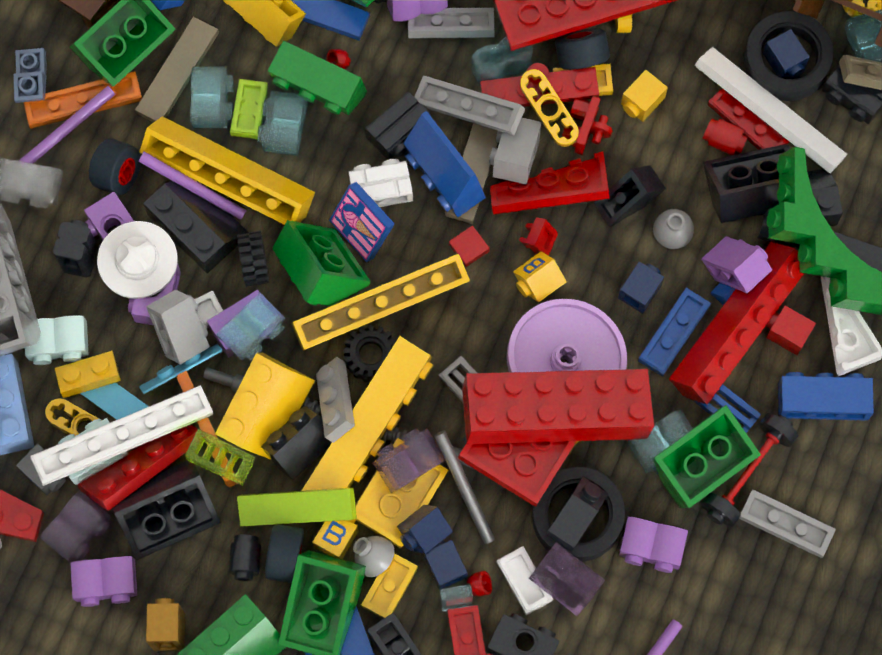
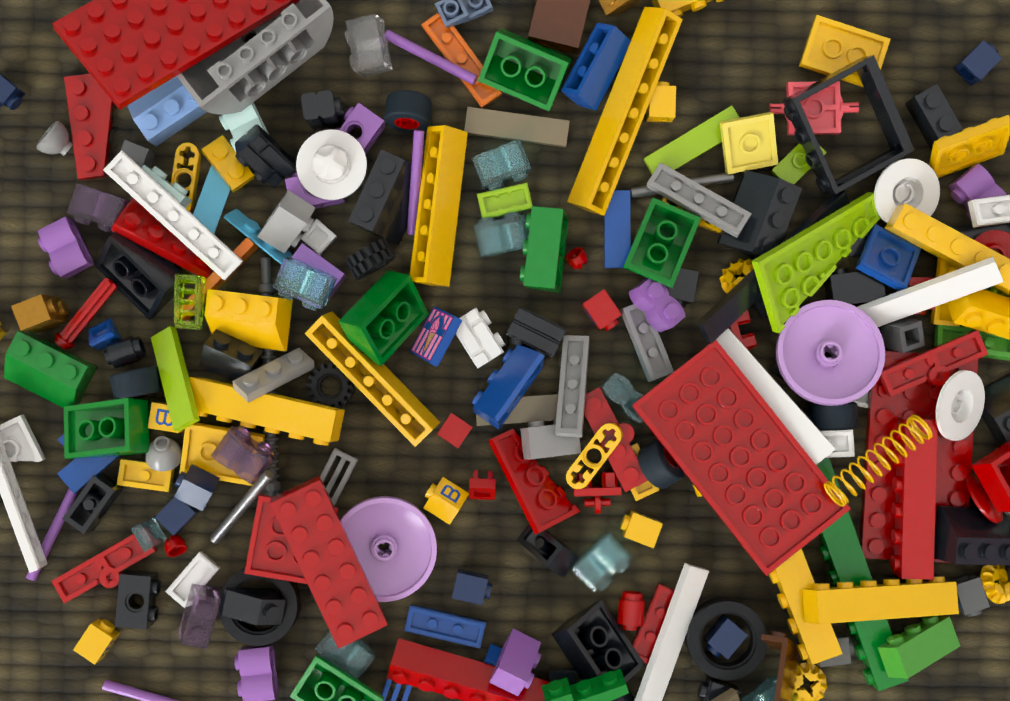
camera: 65 degrees right, 15 degrees up
(97, 324) = (264, 156): none -> black brick
(185, 585) = (85, 314): none -> red axle
(216, 577) = (103, 334): none -> blue slope
(402, 54) = (602, 311): none -> red brick
(664, 147) = (602, 562): none -> clear light blue brick
(673, 229) = (534, 593): light grey brick -> none

